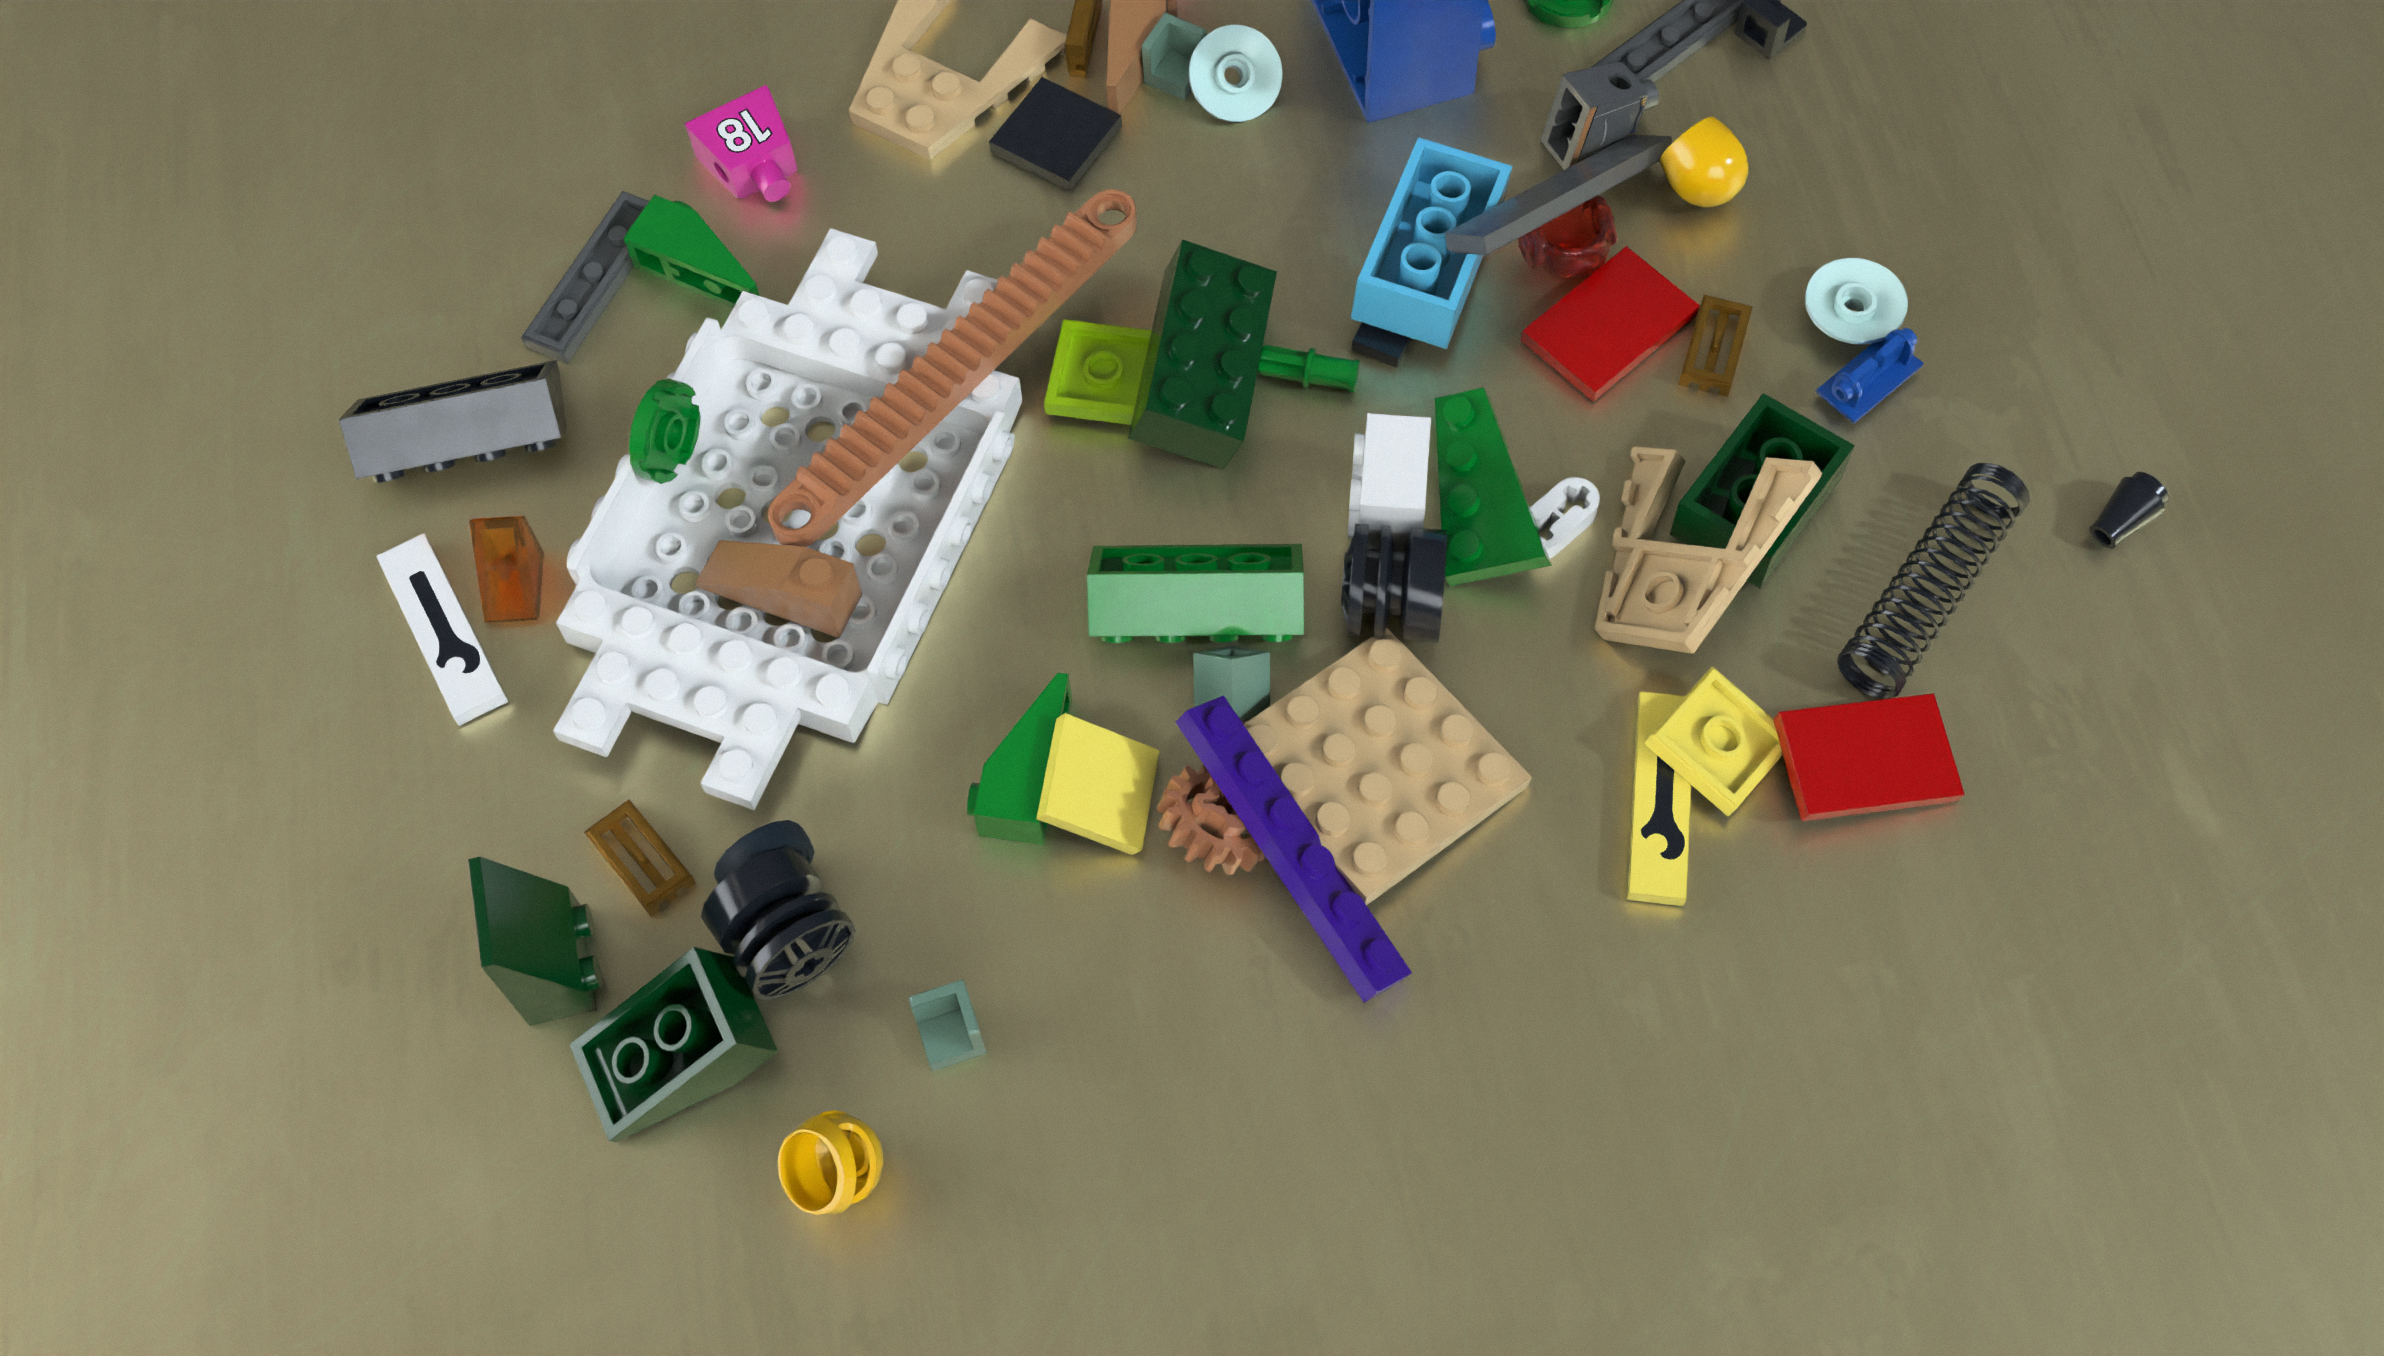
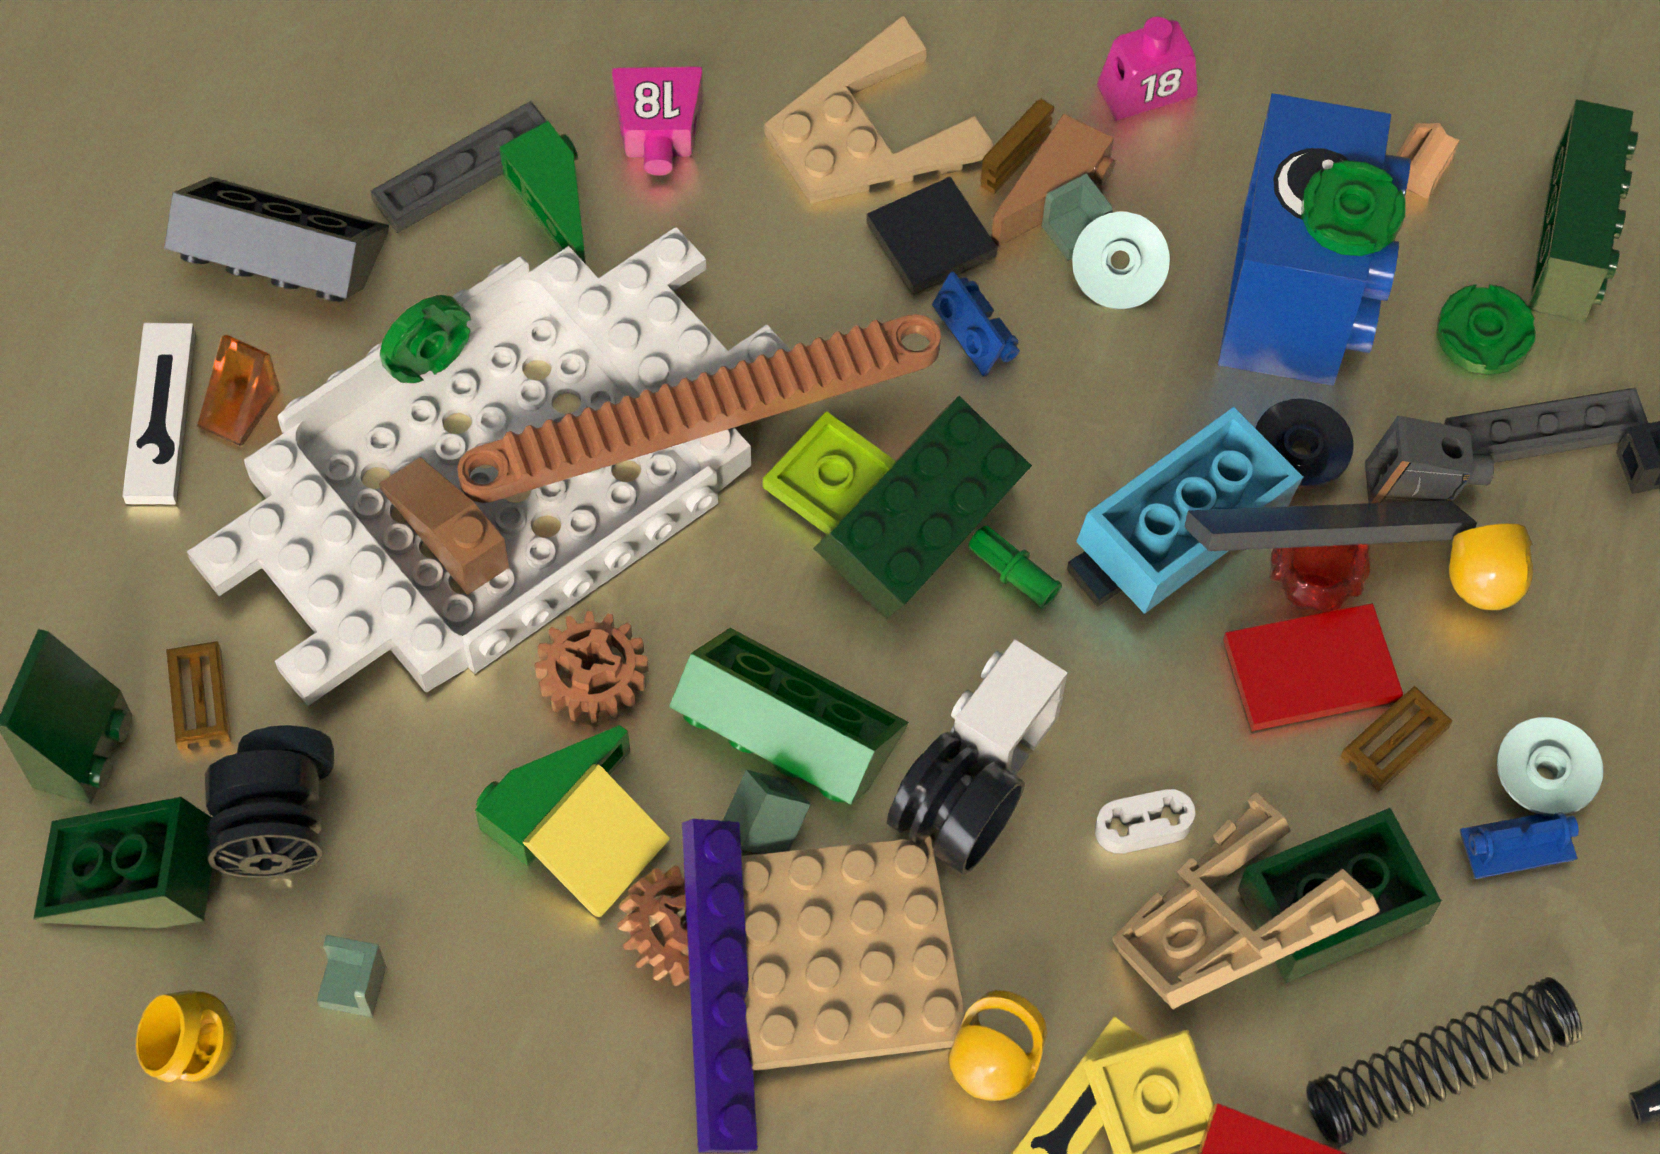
camera: 25 degrees right, 0 degrees up
(975, 659) = (596, 674): none -> nougat gear
(1152, 192) = (966, 314): none -> blue hinge
(1481, 494) = (1083, 773): green wing -> none
(1490, 133) = (1315, 429): none -> black dish
(1566, 781) = (990, 1062): none -> yellow helmet

